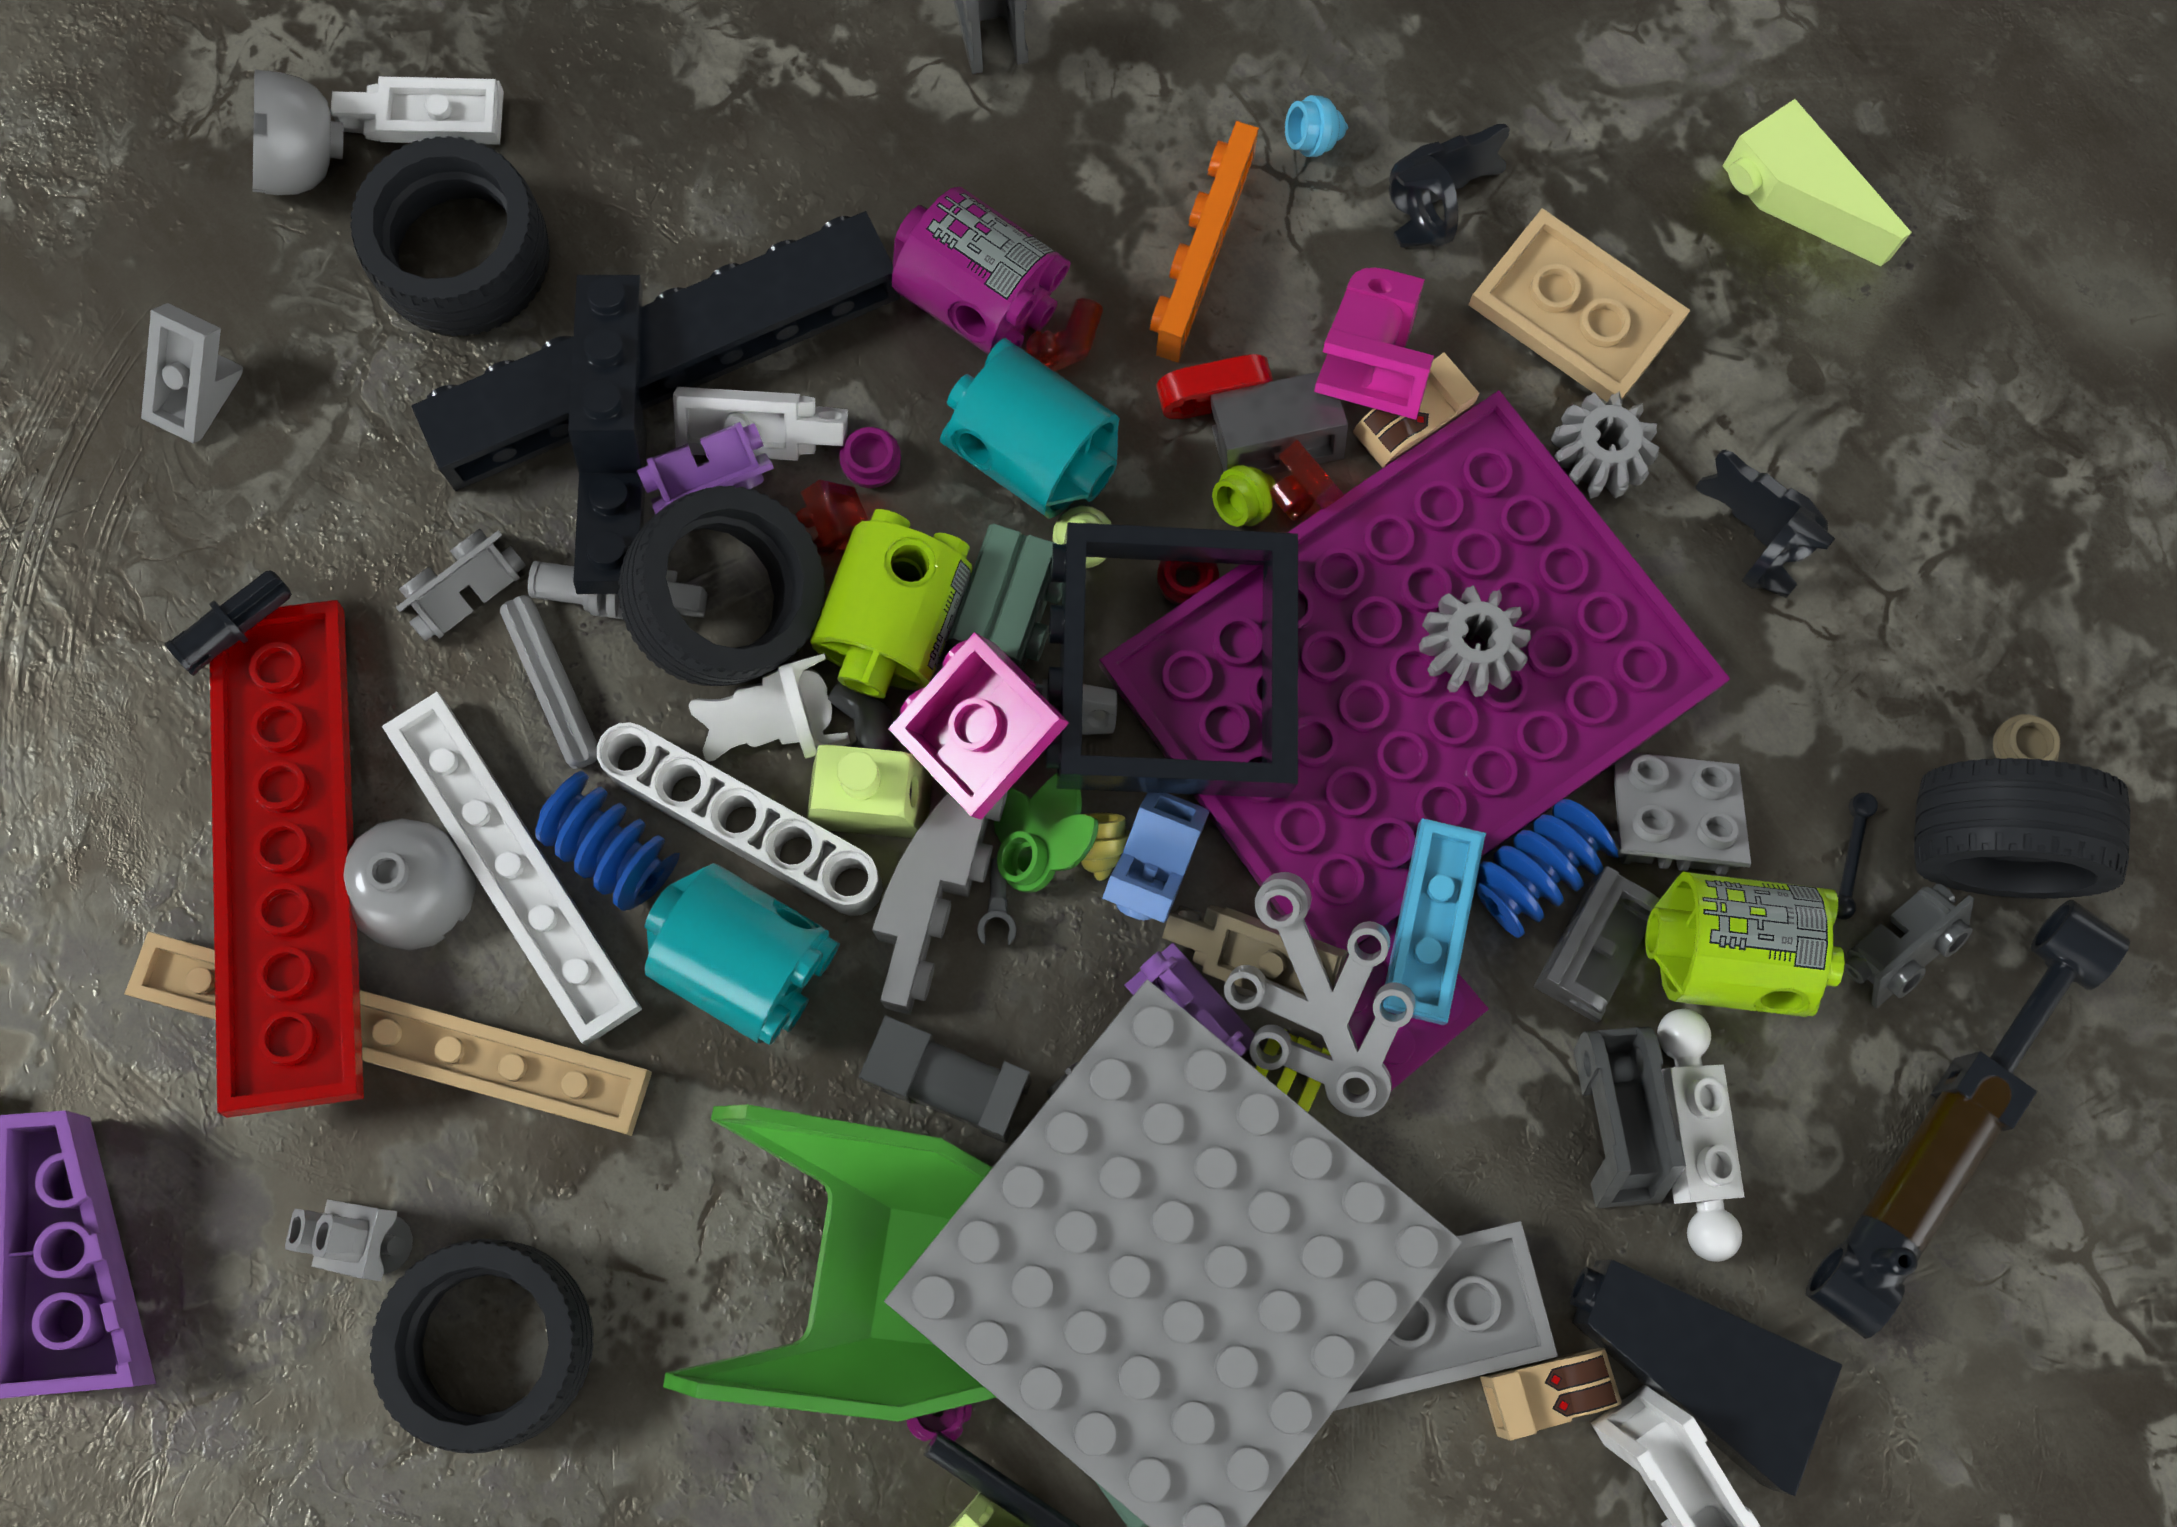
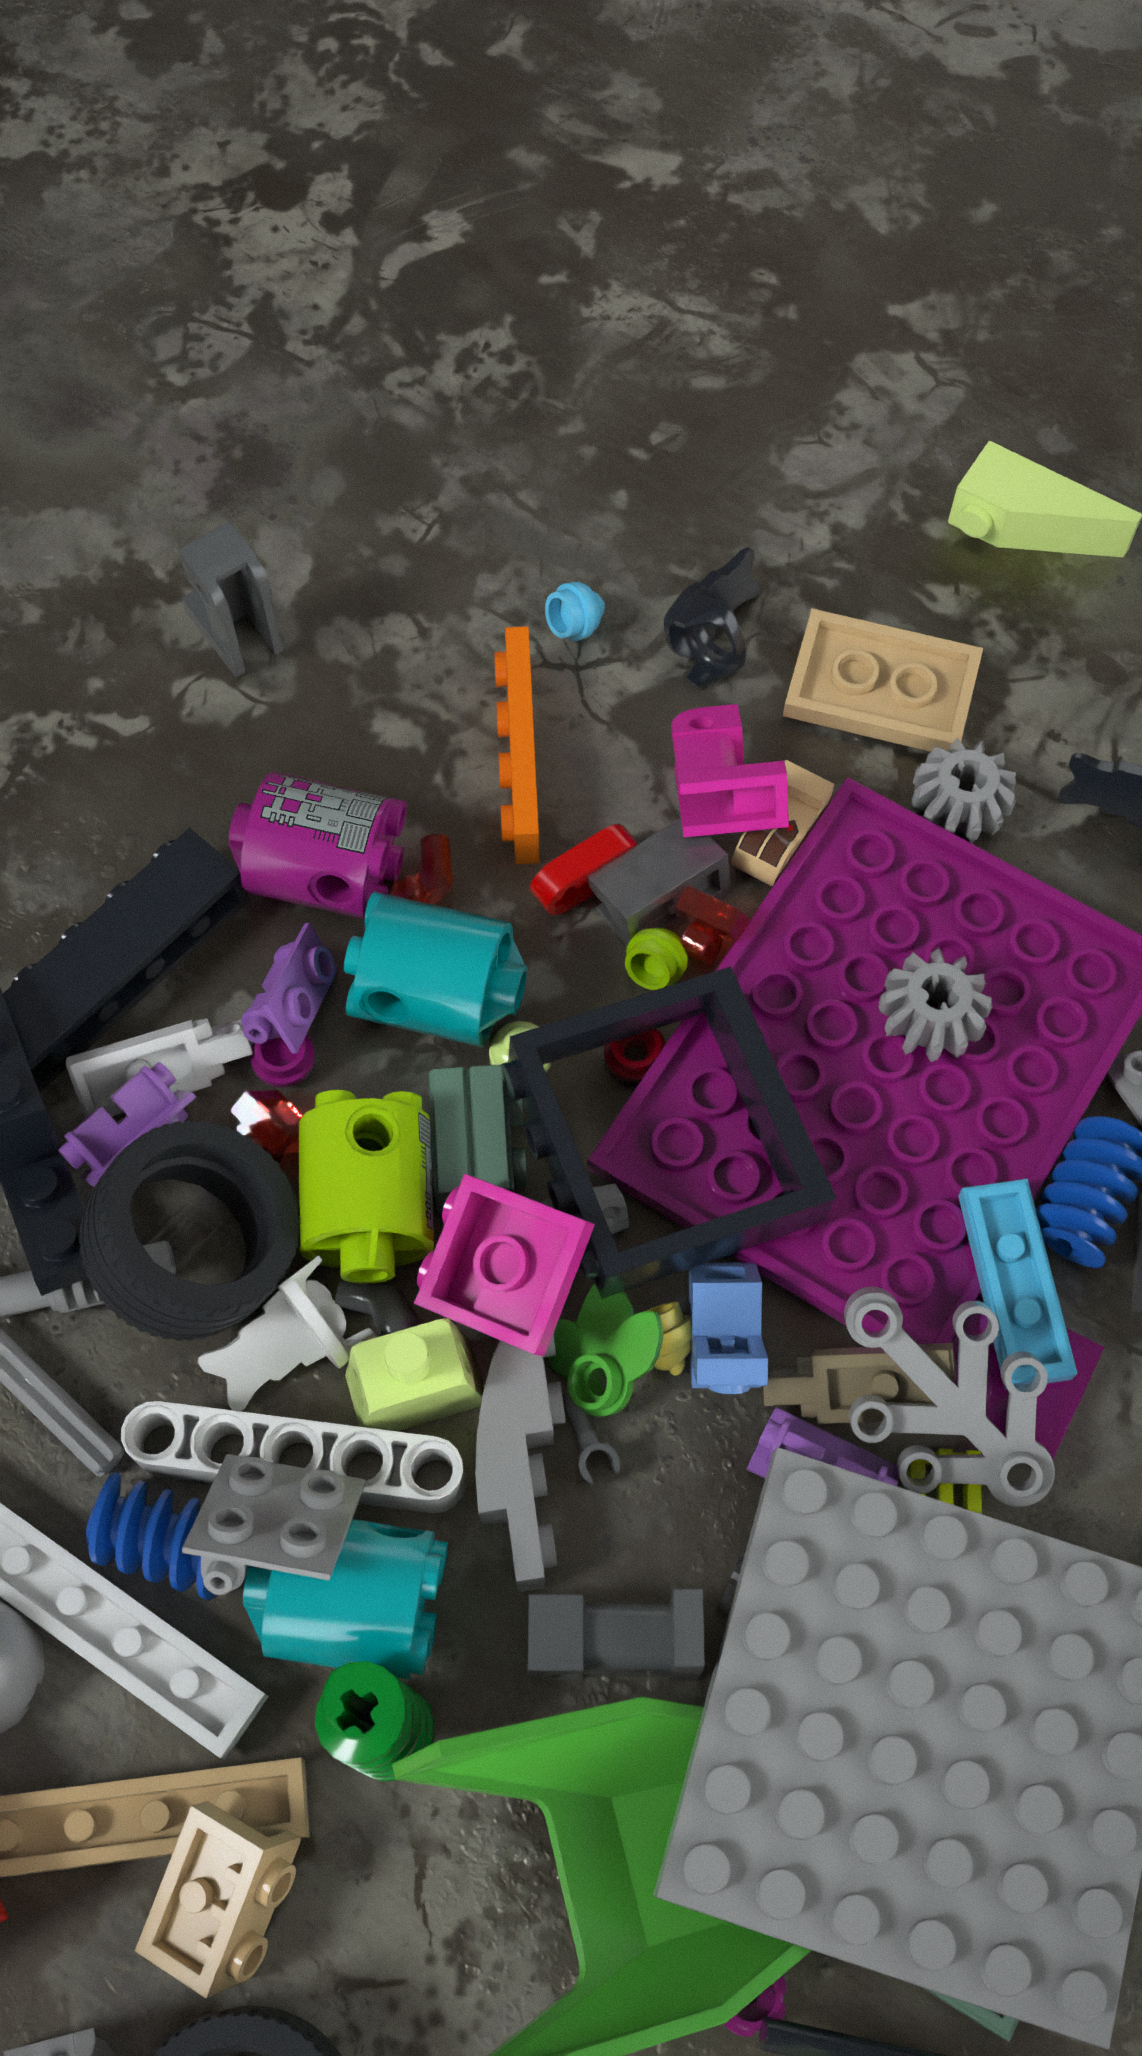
camera: 20 degrees left, 10 degrees down
(535, 1154) = (217, 1900): none -> tan bracket
(691, 867) = (272, 1521): none -> light grey hinge
(713, 1063) = (372, 1719): none -> green piece
(902, 402) = (292, 992): none -> medium lavender hinge

